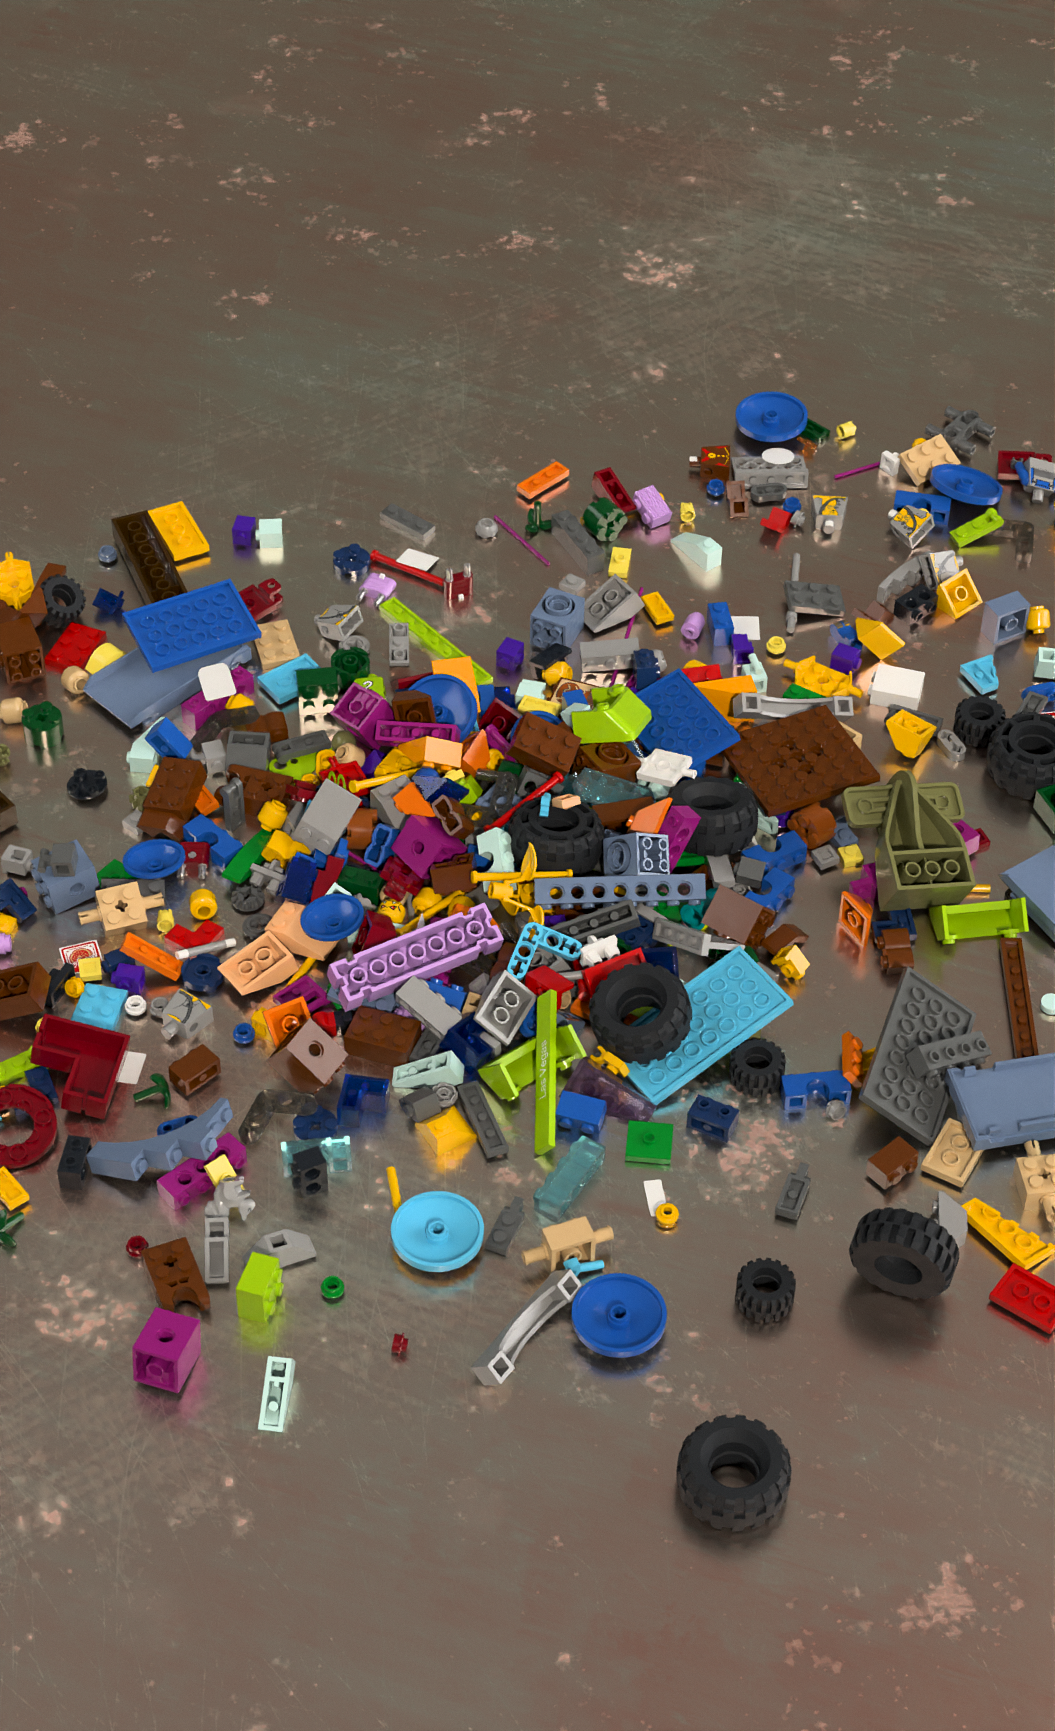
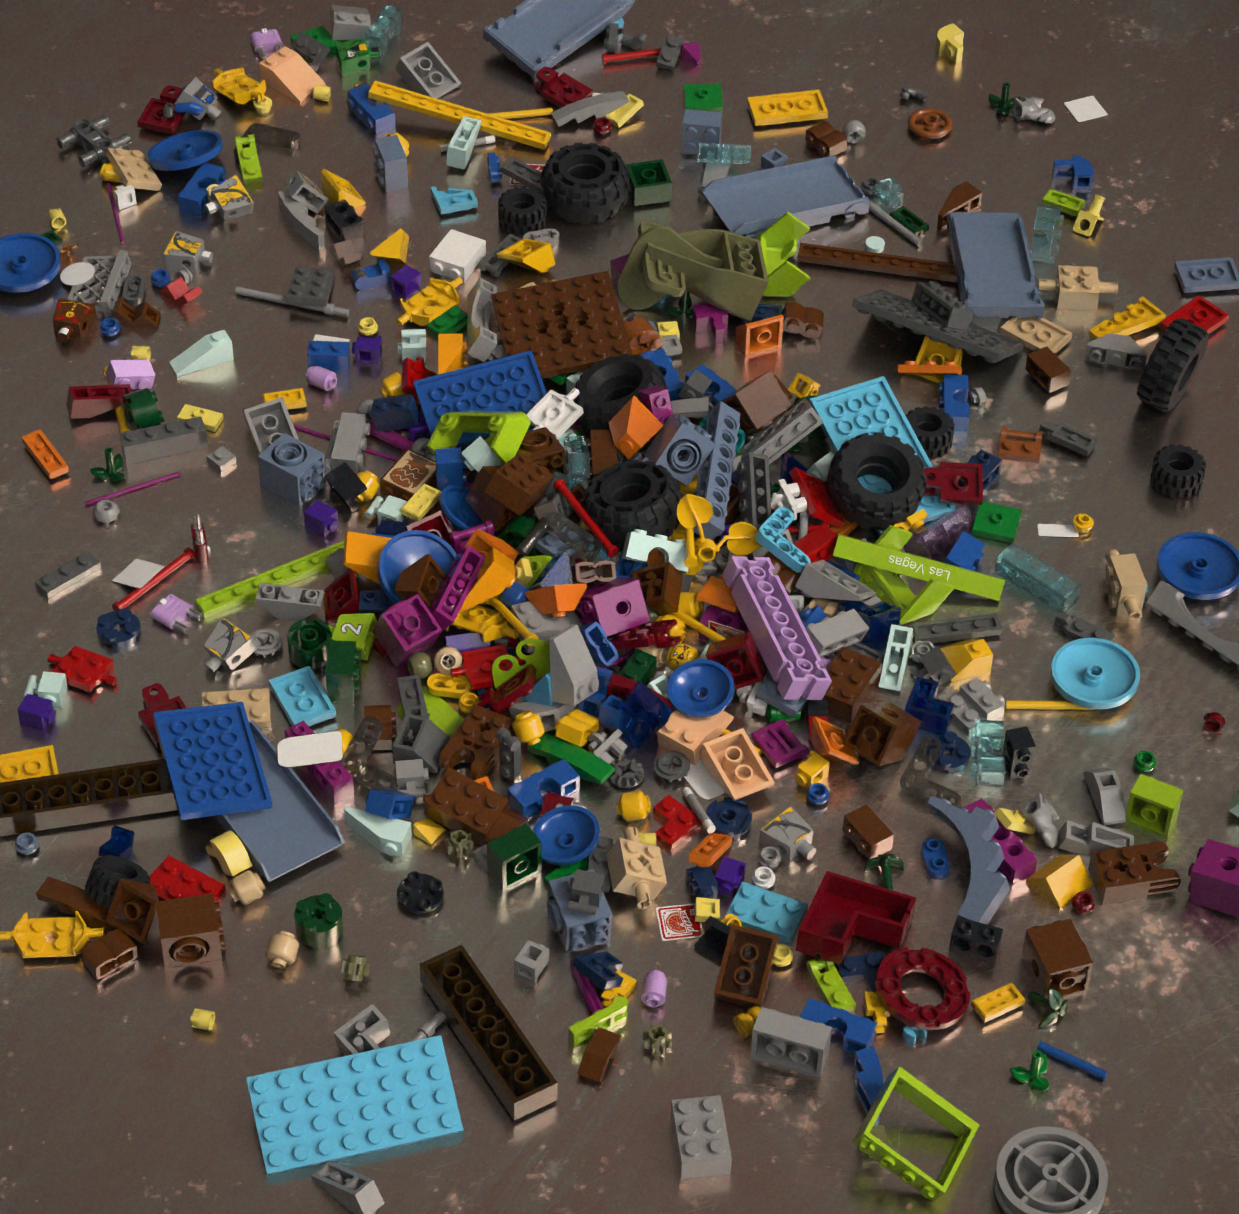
camera: 80 degrees left, 0 degrees up
(50, 1220) = (1057, 958): none -> reddish brown brick
(121, 826) = (514, 857): none -> dark green brick
(162, 1224) = (1061, 879): none -> yellow slope
(300, 548) = (84, 668): none -> red plate
(381, 1142) = (974, 703): none -> light grey plate
(545, 803) = (616, 487): medium azure bar -> none
(566, 801) = (609, 475): light nougat tile -> none
(672, 1077) = (945, 480): none -> dark red plate
(766, 1155) = (1020, 450): none -> dark orange plate

